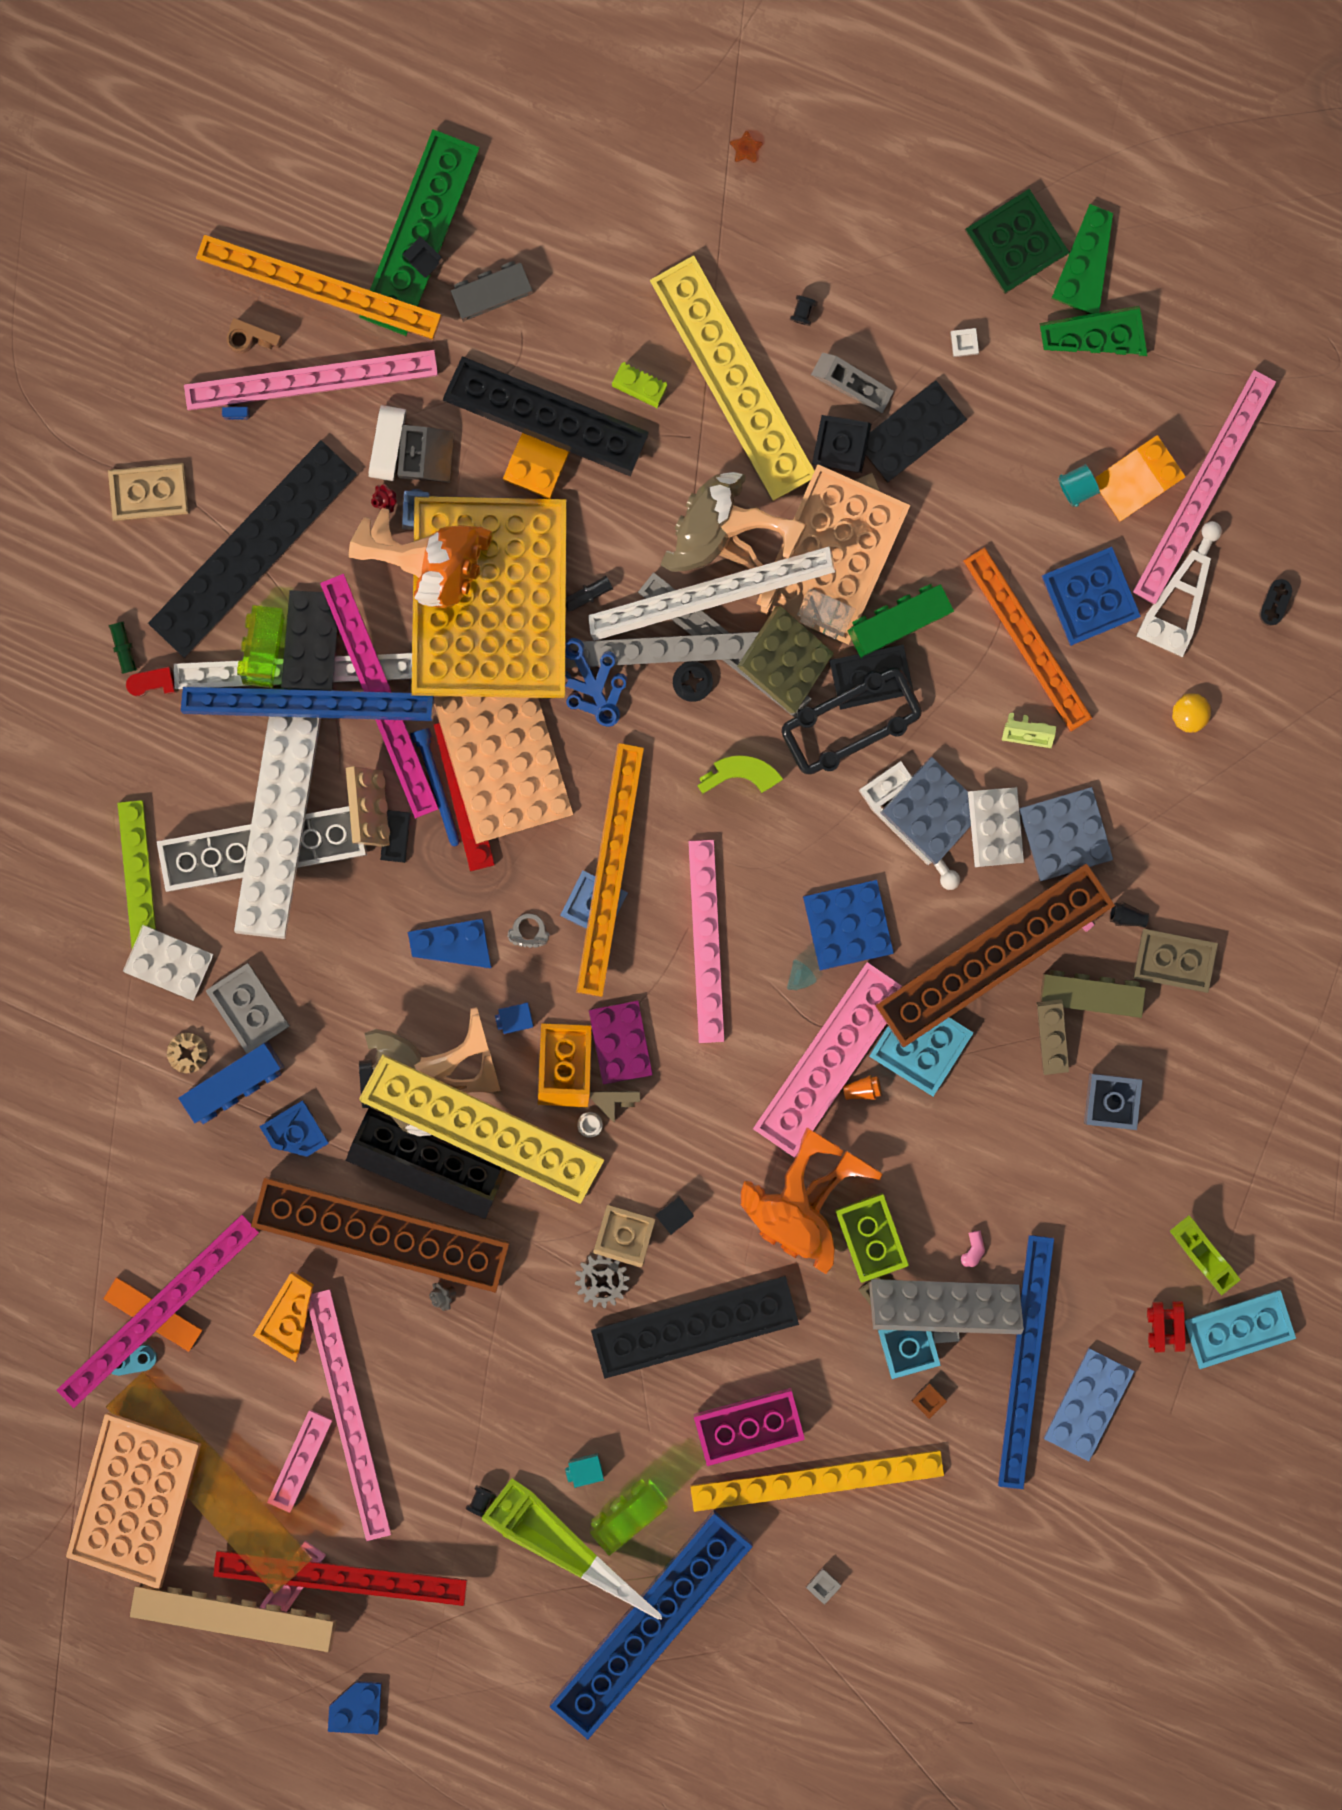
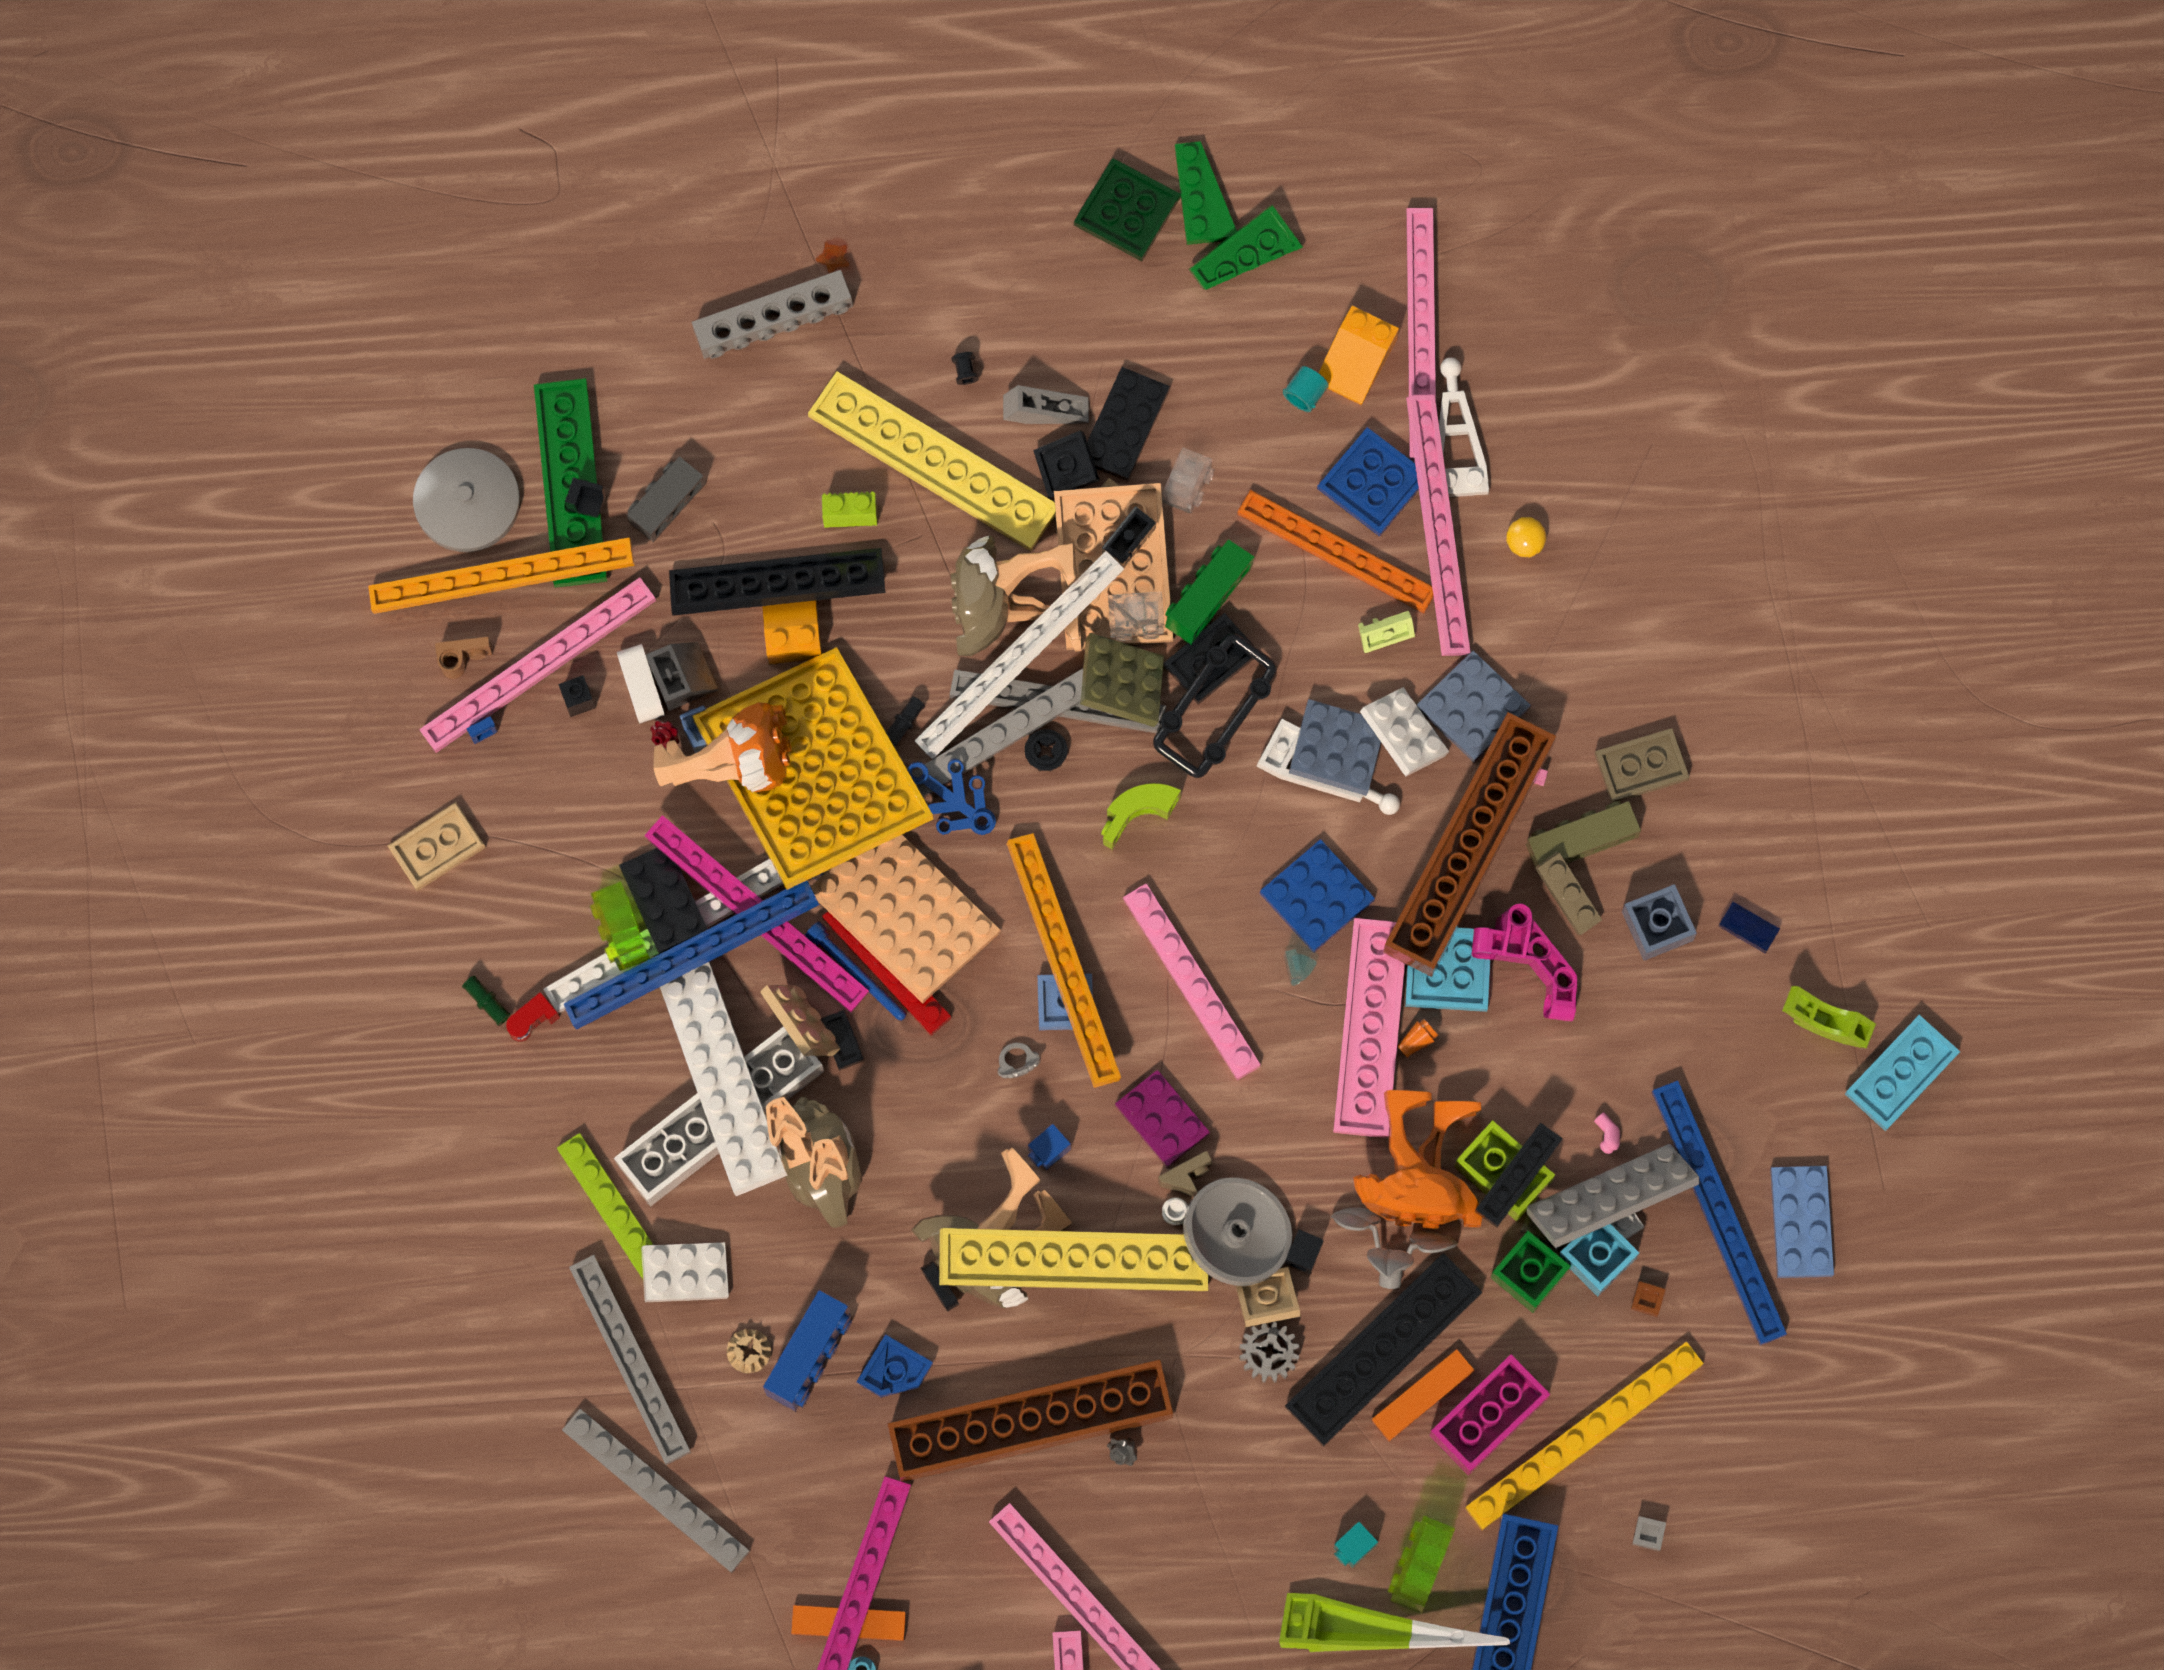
camera: 25 degrees left, 15 degrees down
(54, 1126) = (656, 1491): none -> light grey plate
(87, 1009) = (630, 1360): none -> light grey plate
(247, 1008) = (784, 1274): light grey plate -> none
(252, 549) = (563, 847): black plate -> none
(286, 1318) = (981, 1552): light orange wing -> none
(321, 928) = (816, 1156): none -> animal
(325, 200) = (466, 500): none -> light grey dish
(328, 426) = (577, 696): none -> black brick
(425, 1164) = (1038, 1331): black slope -> none
(452, 943) = (952, 1109): blue wing -> none
(480, 1501) = (1269, 1631): black bush -> none
(564, 1065) = (1121, 1167): light orange slope -> none
(629, 1171) = (1237, 1231): none -> light grey dish
(706, 1379) = (1423, 1395): none -> orange tile
(730, 175) = (780, 302): none -> light grey brick
(733, 1268) = (1389, 1261): none -> light grey plant
(846, 1330) = (1530, 1272): none -> green brick
(856, 542) = (1129, 536): none -> black brick
(878, 1252) = (1518, 1175): none -> black plate
(936, 511) = (1187, 480): none -> clear brick
(964, 342) = (1129, 320): white plate -> none
(986, 1057) = (1515, 942): none -> dark pink connector
(1122, 665) = (1438, 525): none -> bright pink plate
(1127, 915) = (1572, 748): black cone -> none
(1156, 1316) = (1830, 1121): red brick -> none
(1185, 1142) = (1749, 927): none -> clear blue plate
(1269, 600) = (1540, 401): black beam -> none

